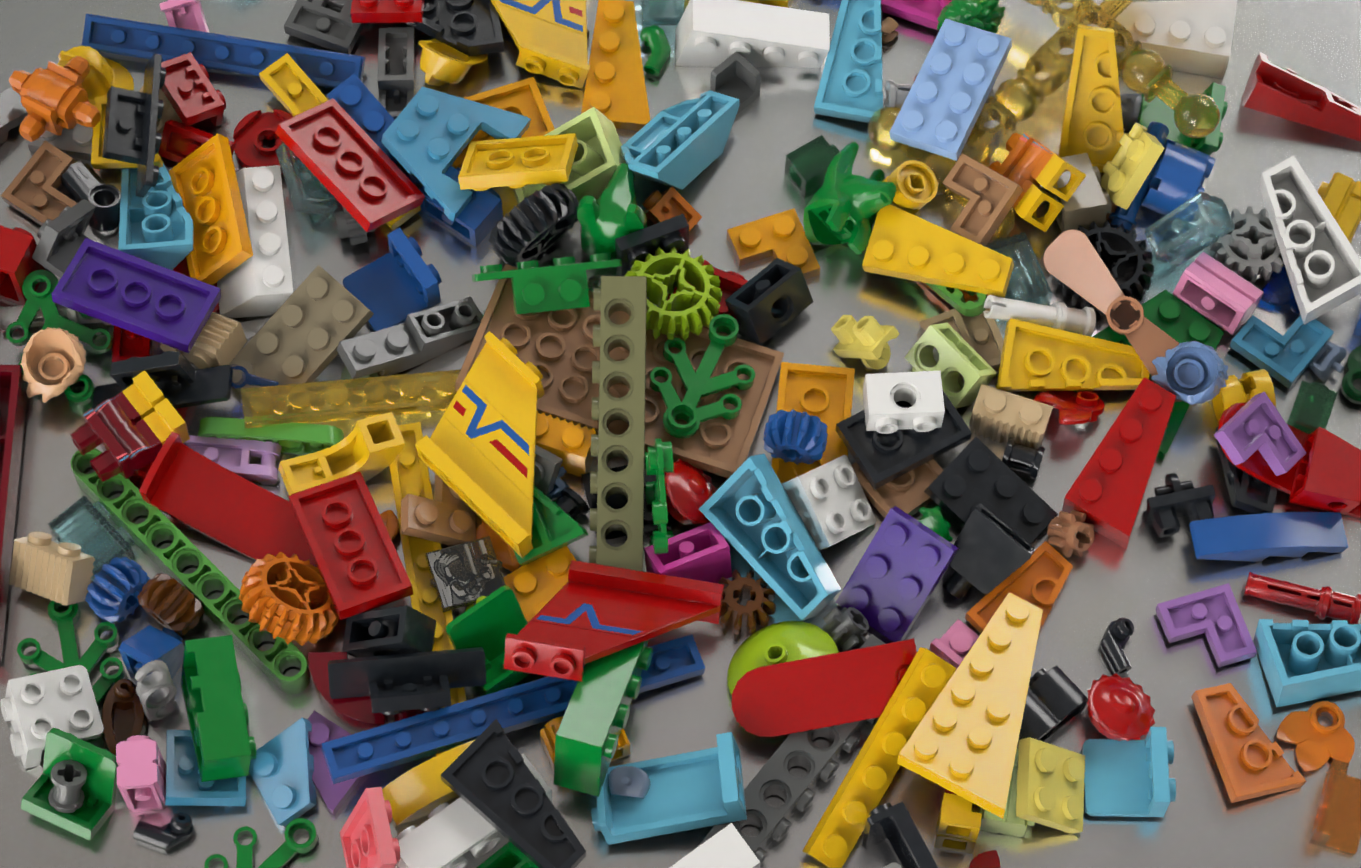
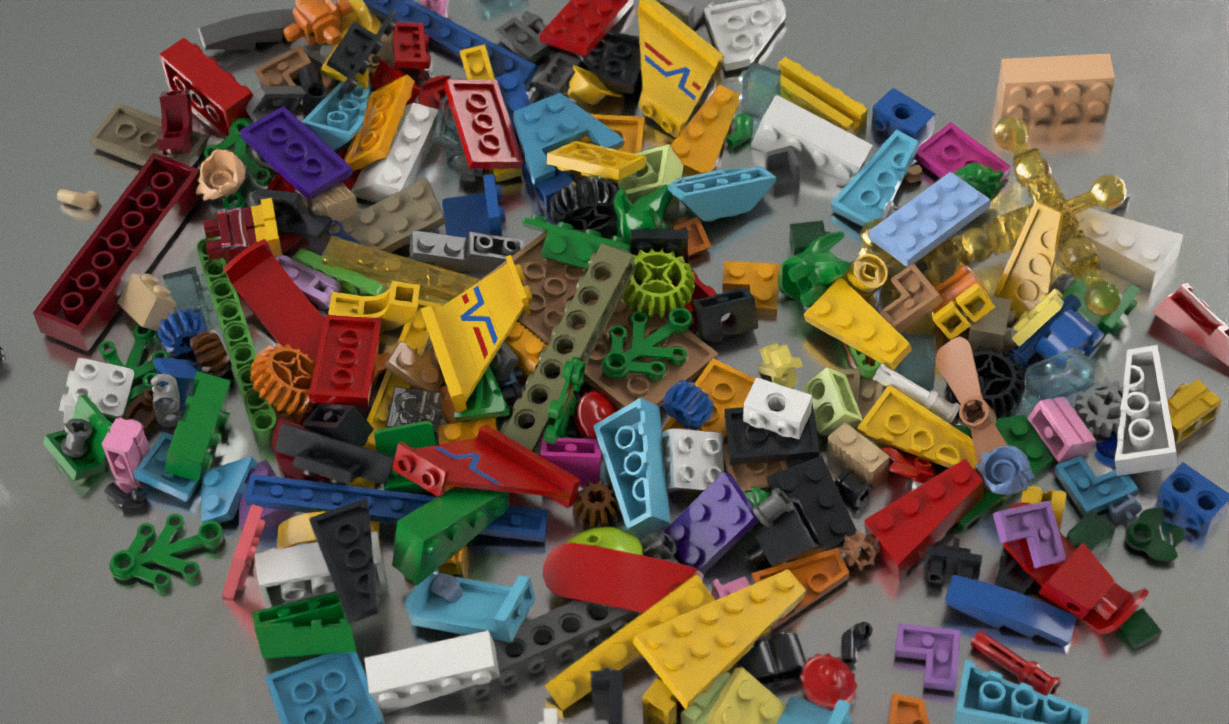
camera: 30 degrees right, 10 degrees down
(967, 529) = (772, 507): none -> dark grey bush

